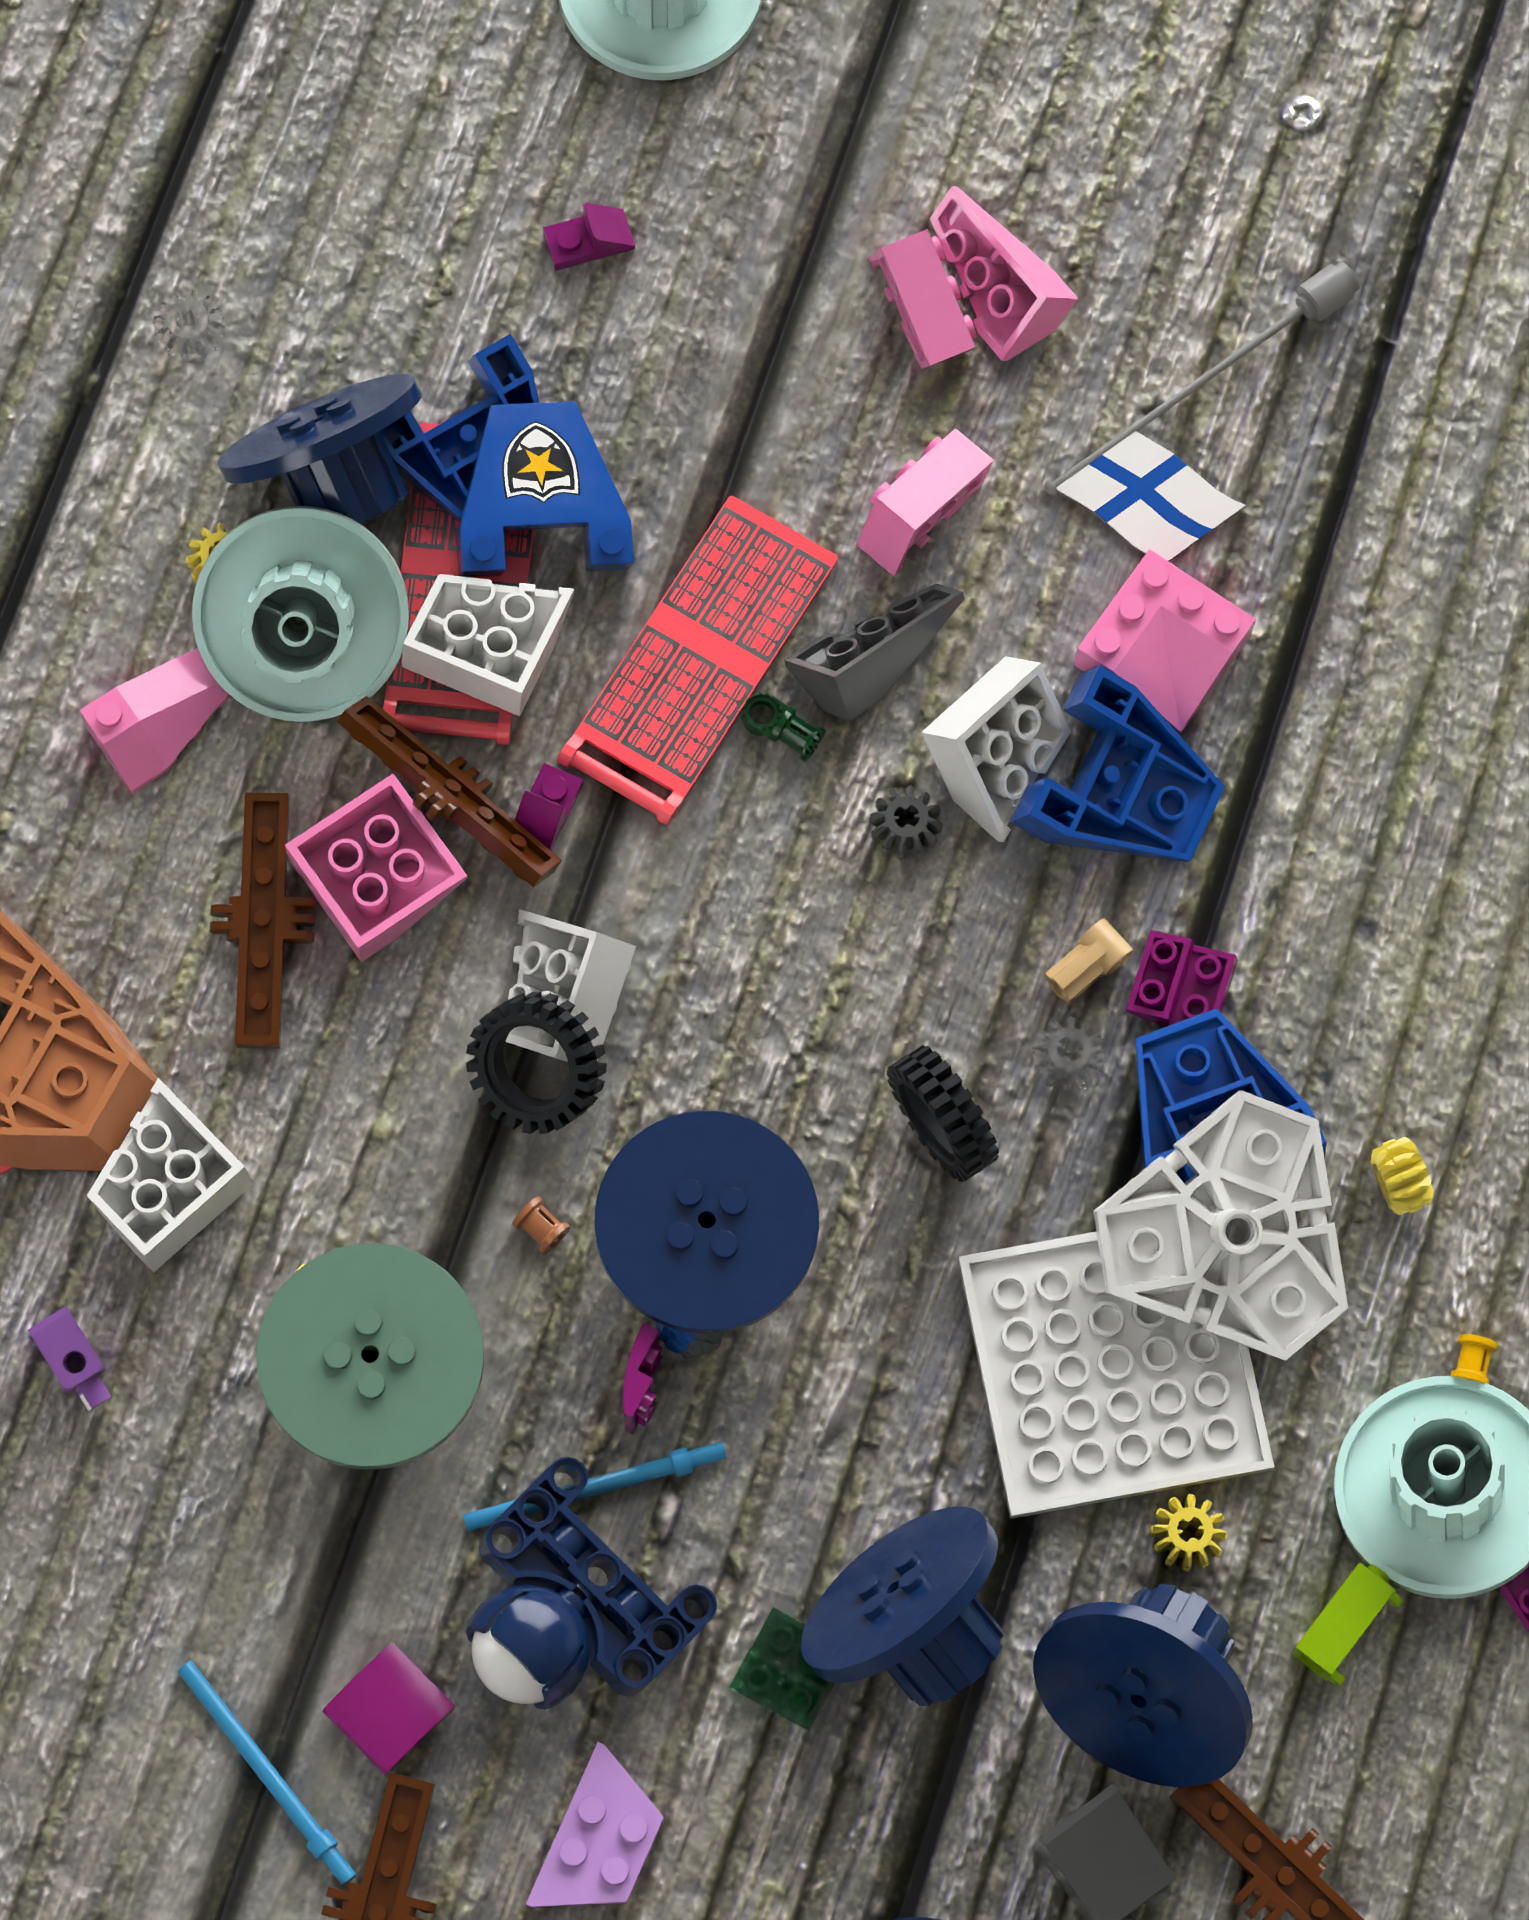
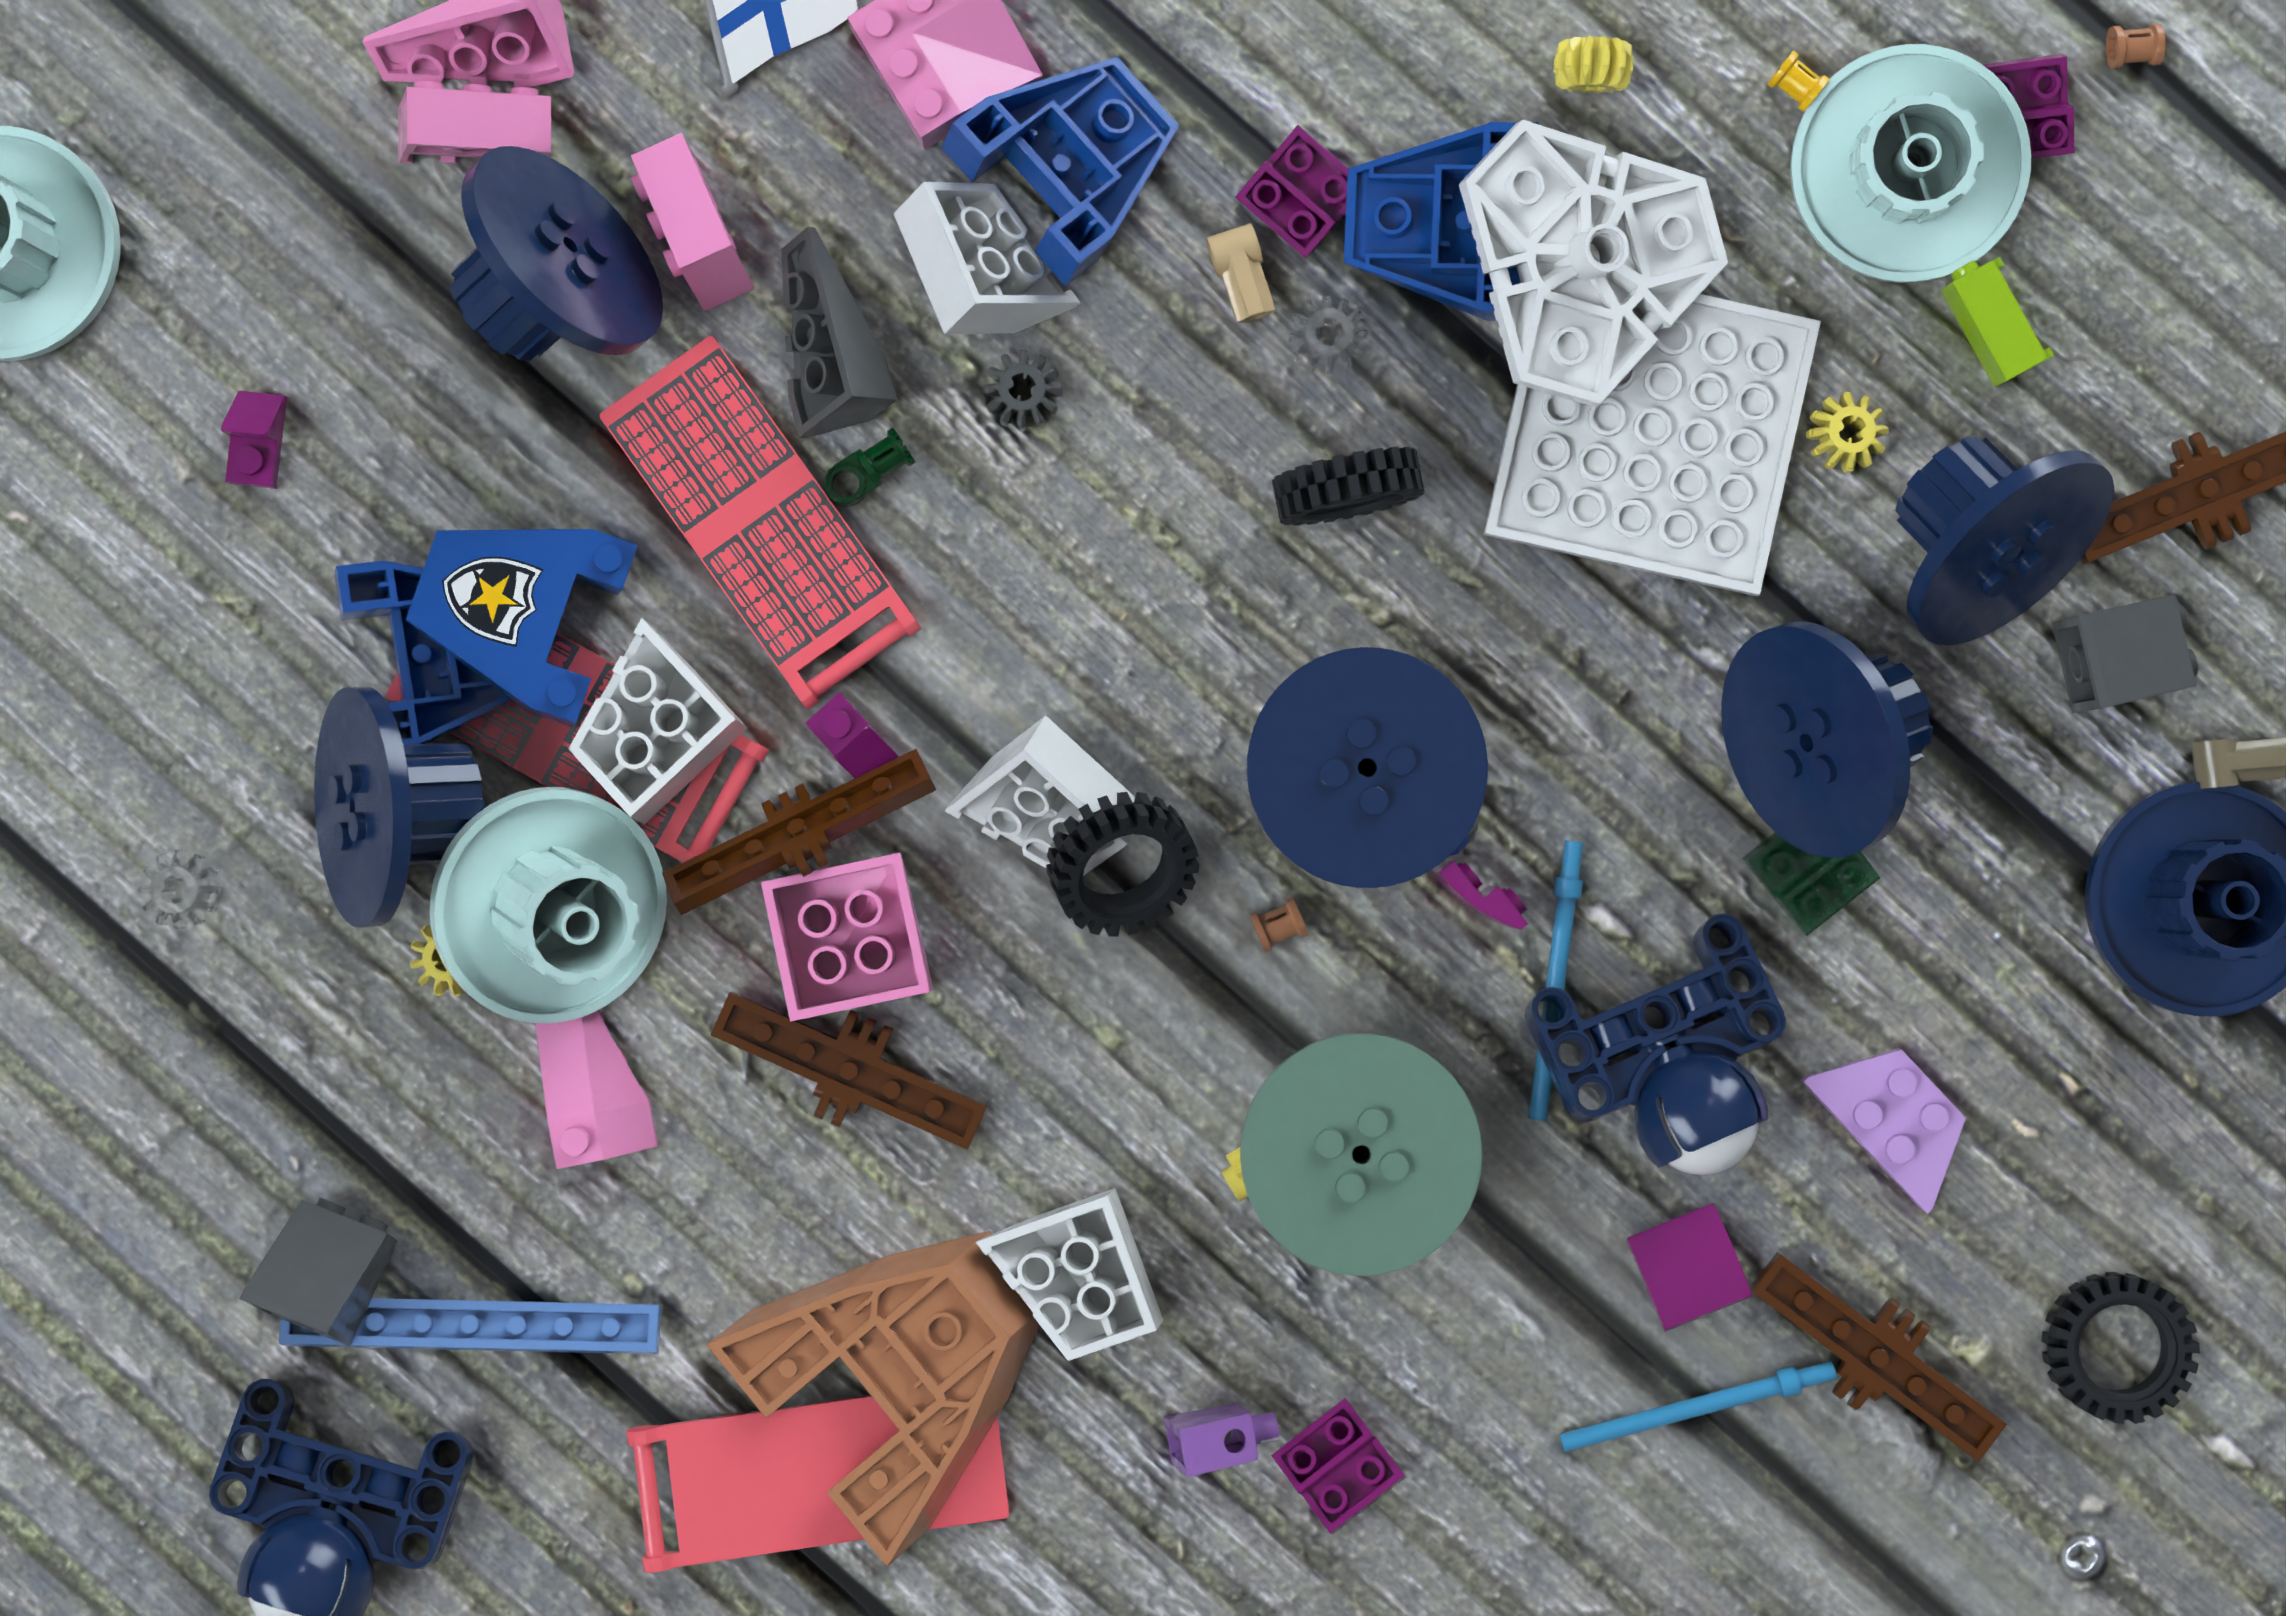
camera: 60 degrees left, 15 degrees up
(85, 1478) = (1338, 1466): none -> magenta slope
(839, 397) = (550, 261): none -> dark blue piece

